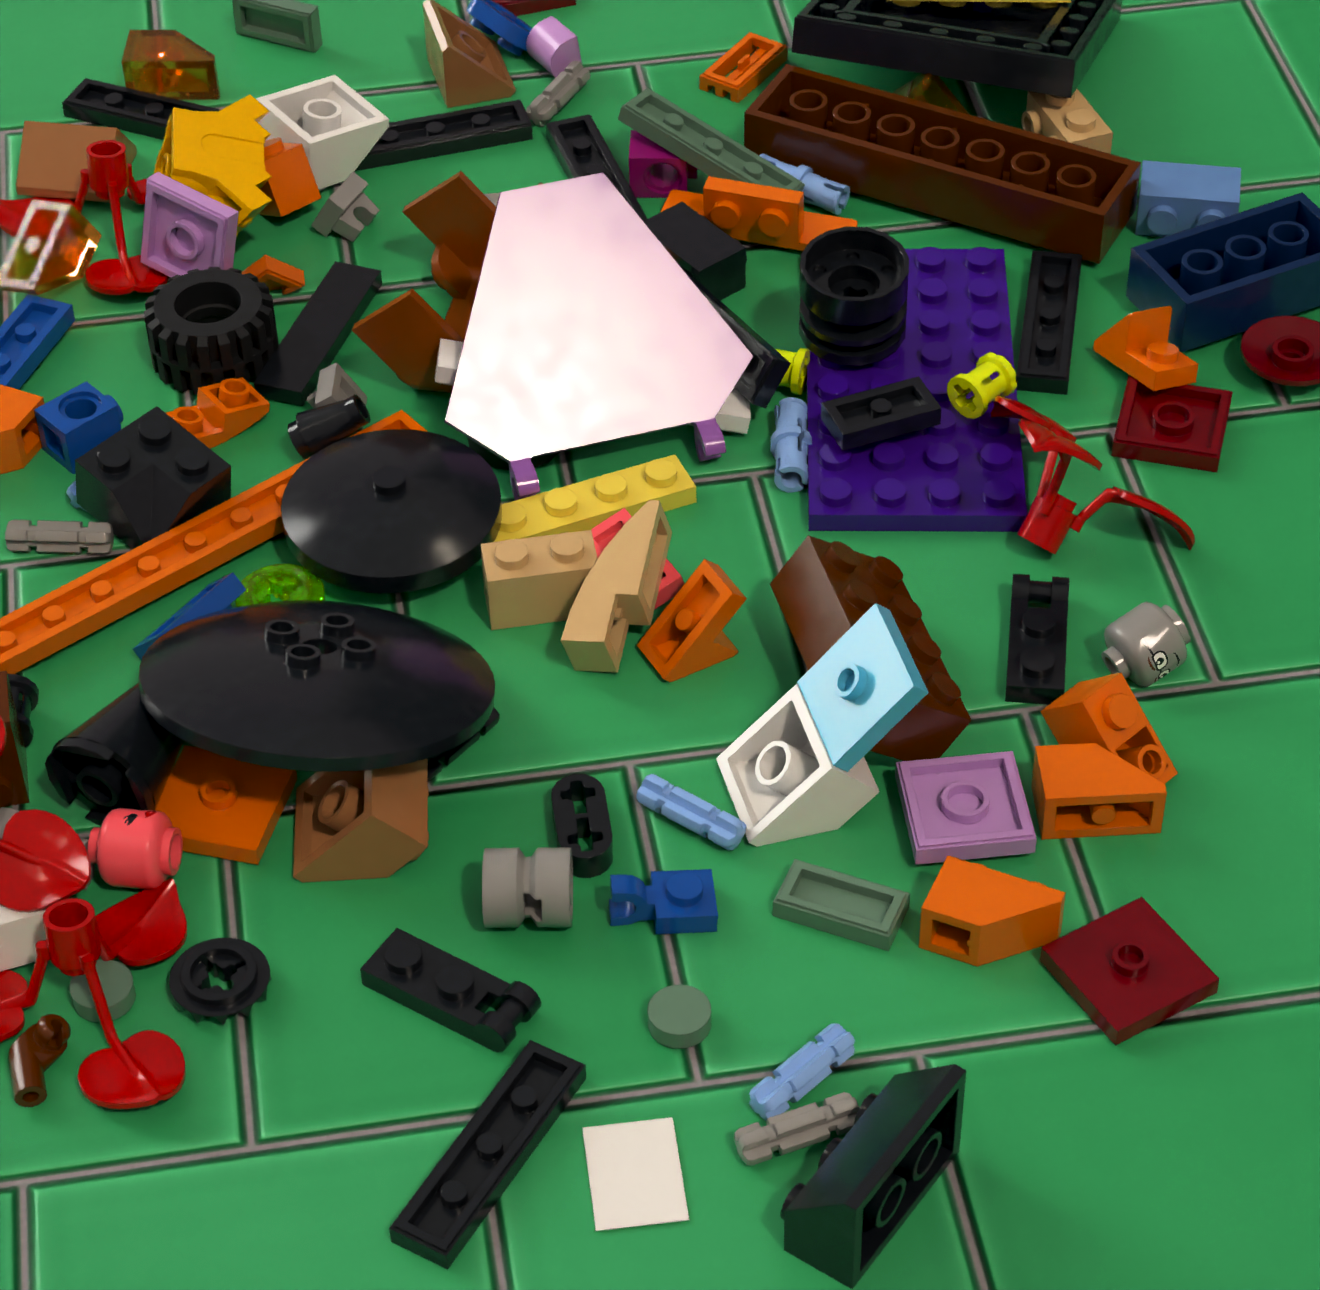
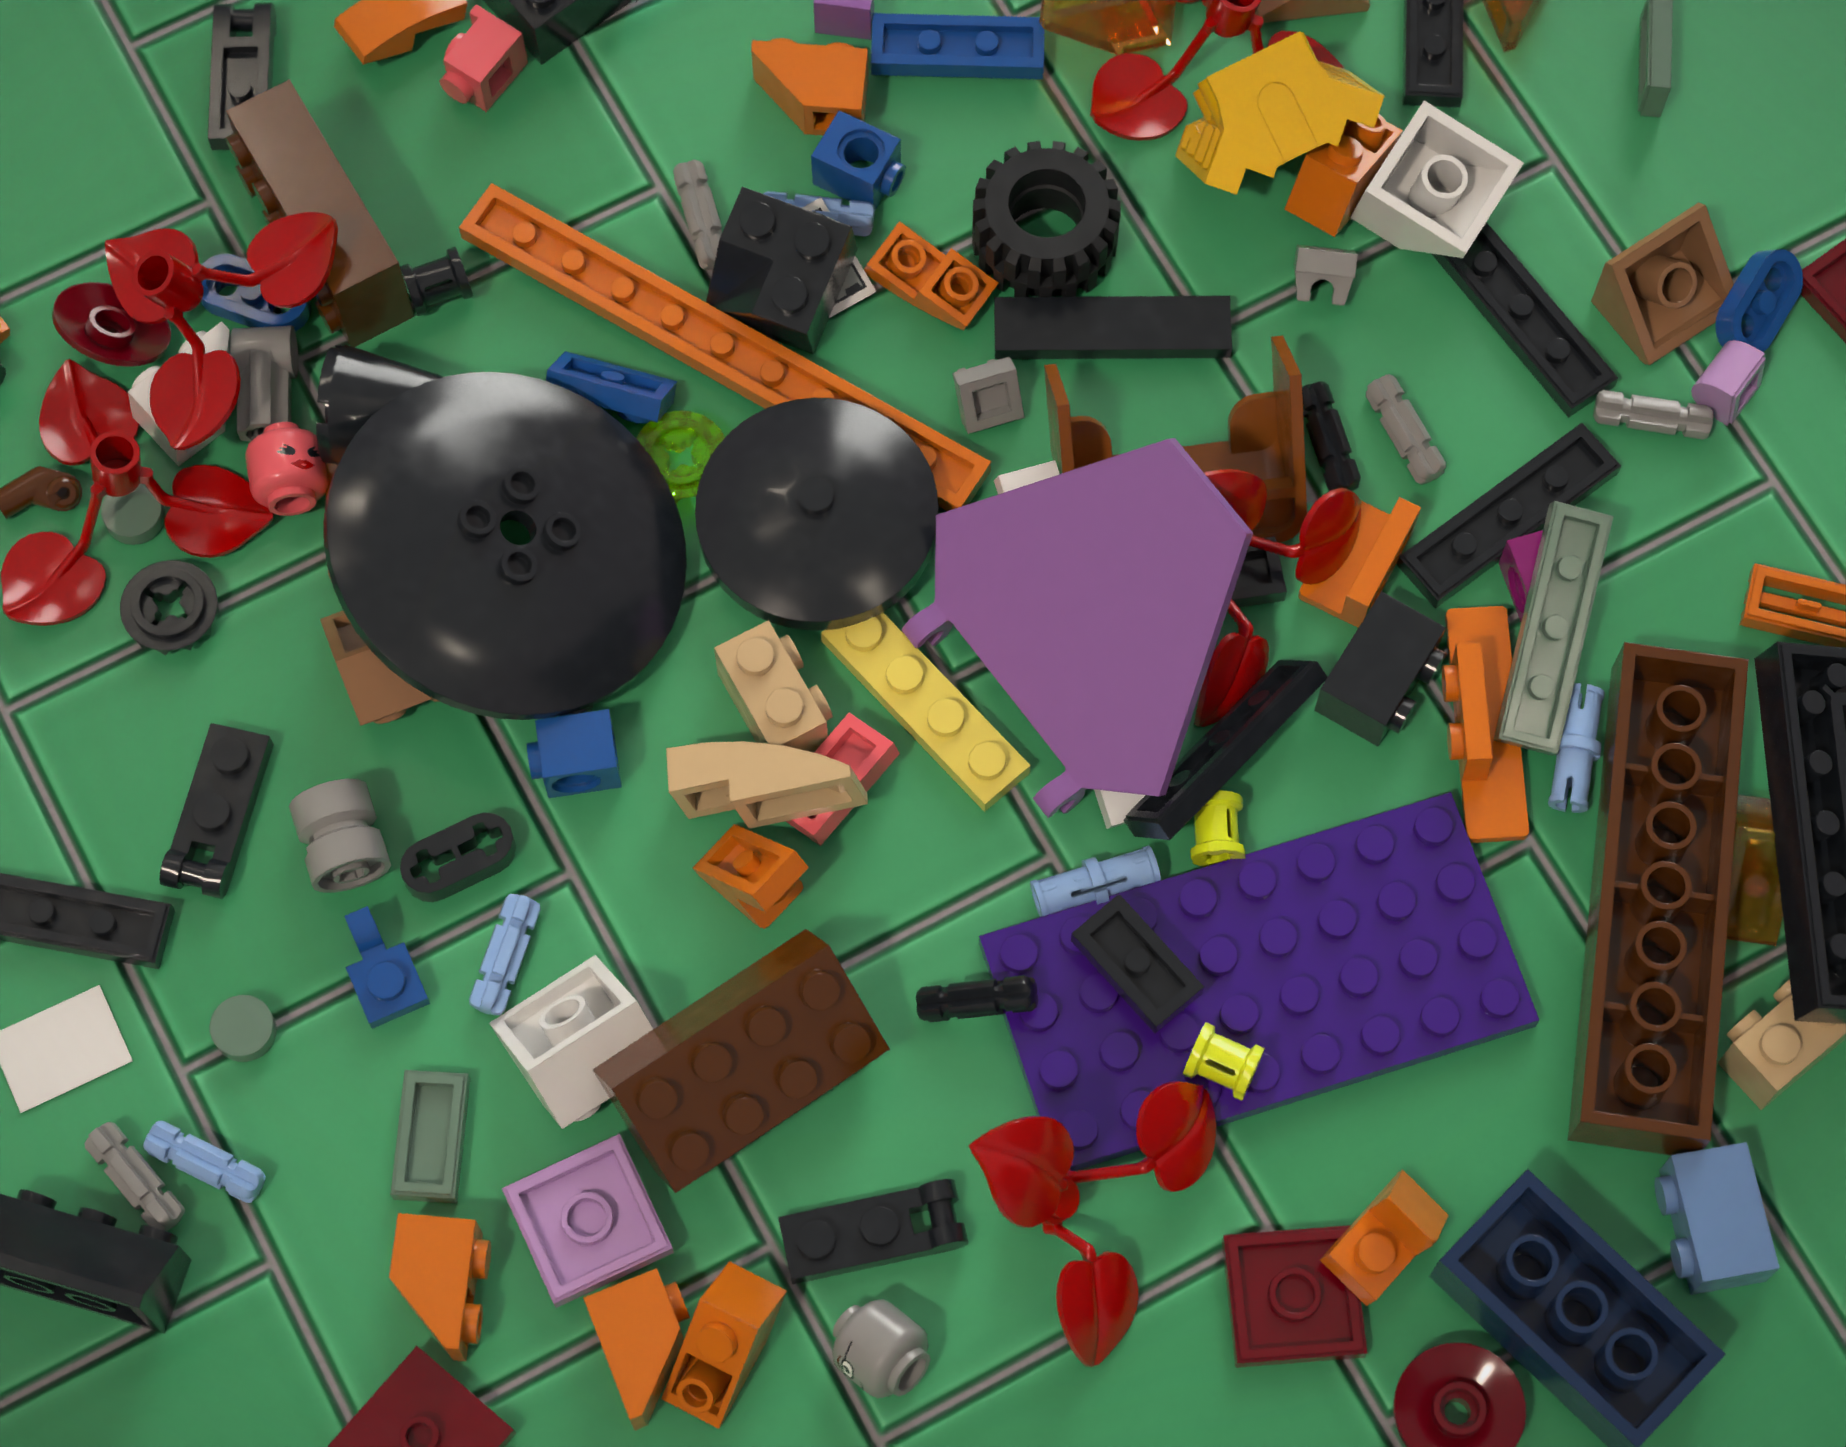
camera: 70 degrees right, 25 degrees up
(185, 229) = (1168, 135): lavender plate -> none
(277, 274) = (1174, 243): orange tile -> none
(327, 424) = (931, 396): black cone -> none
(527, 714) = (575, 754): none -> blue brick
(853, 295) = (1295, 839): black wheel -> none
(862, 687) = (612, 1067): plate -> none
(869, 510) = (977, 998): none -> black axle
(1049, 322) = (1434, 1108): black tile -> none

